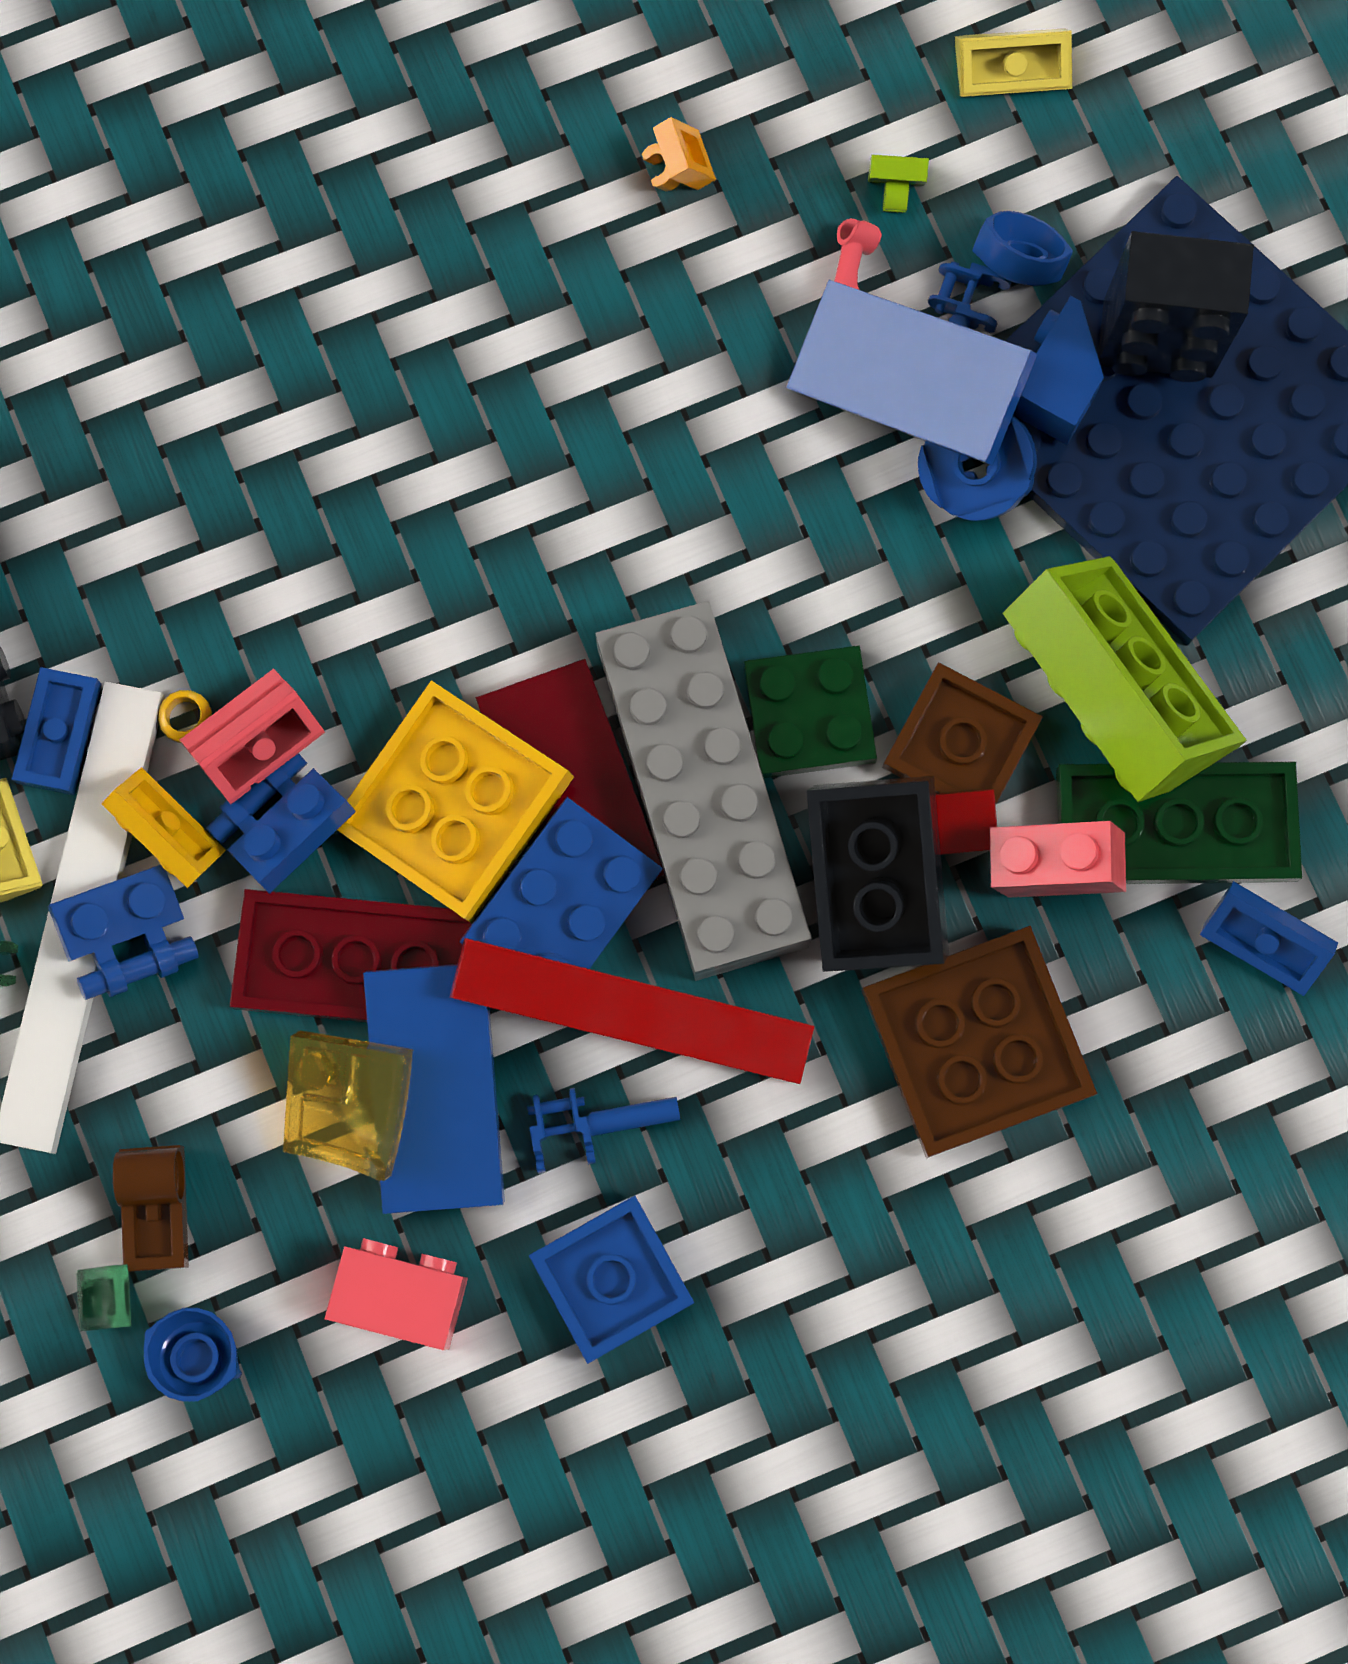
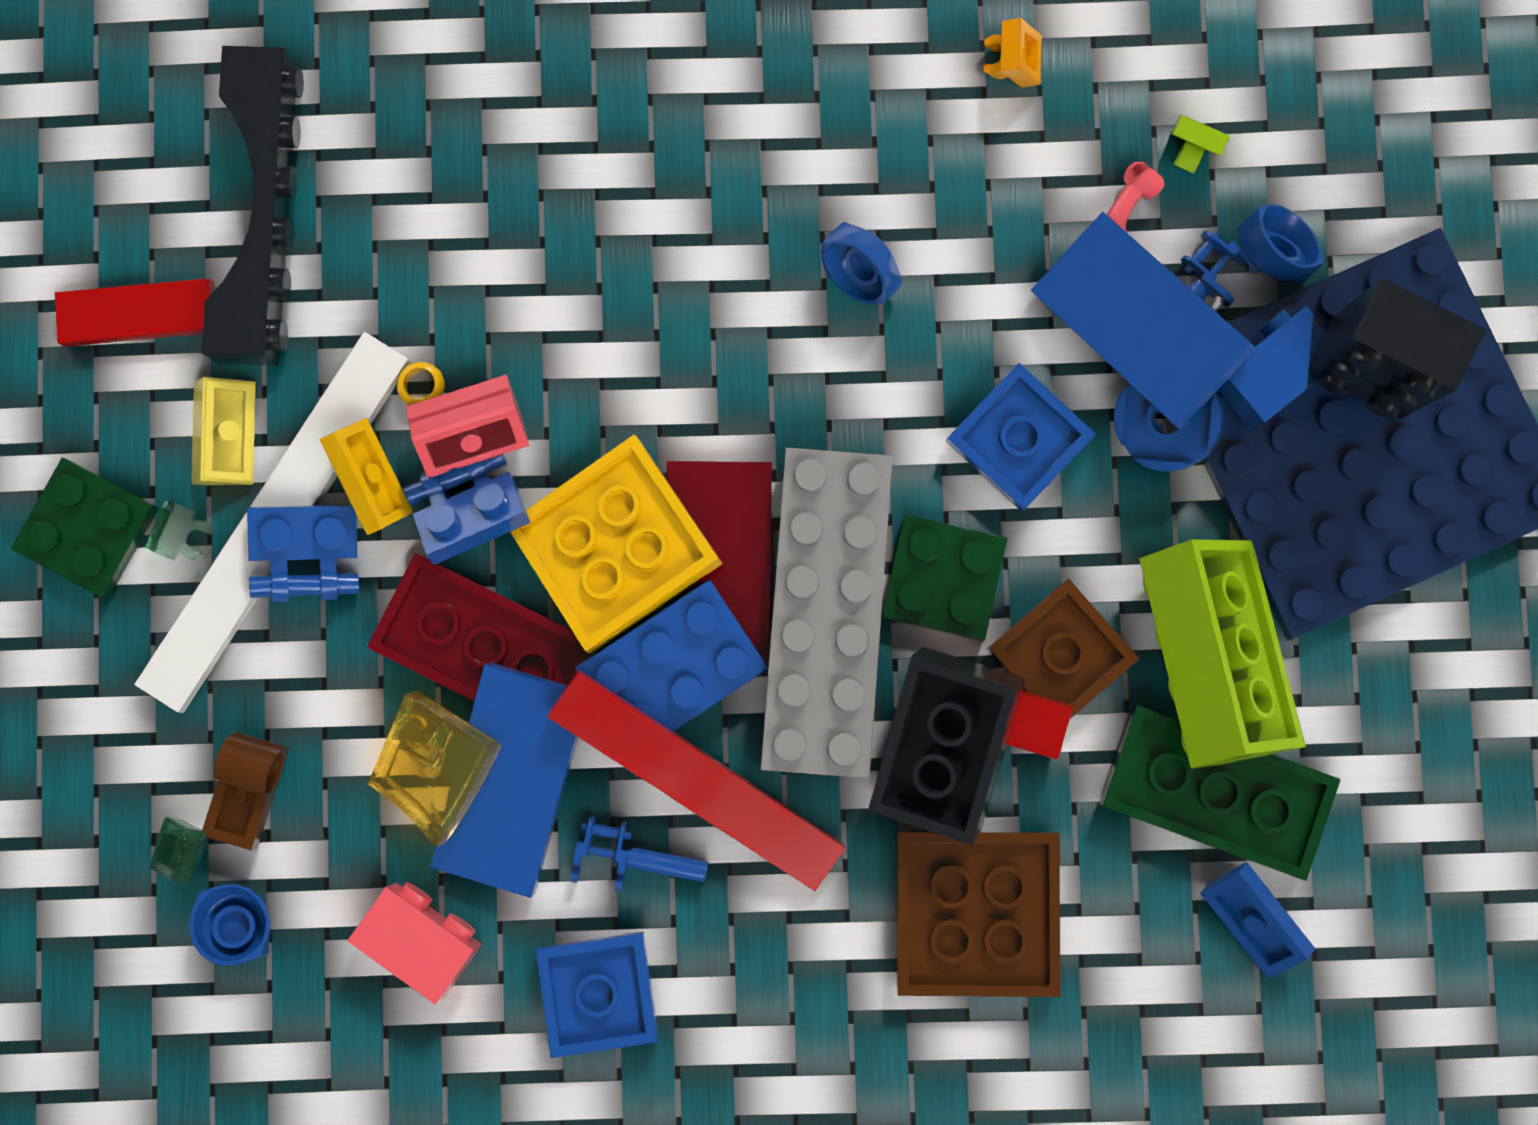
camera: 25 degrees right, 5 degrees up
(57, 731) = (309, 359): blue plate -> none
(600, 424) = (860, 264): none -> blue hat
(833, 539) = (1020, 437): none -> blue plate
(1014, 62) = (1338, 74): light yellow slope -> none
(1058, 859) = (1104, 790): coral brick -> none

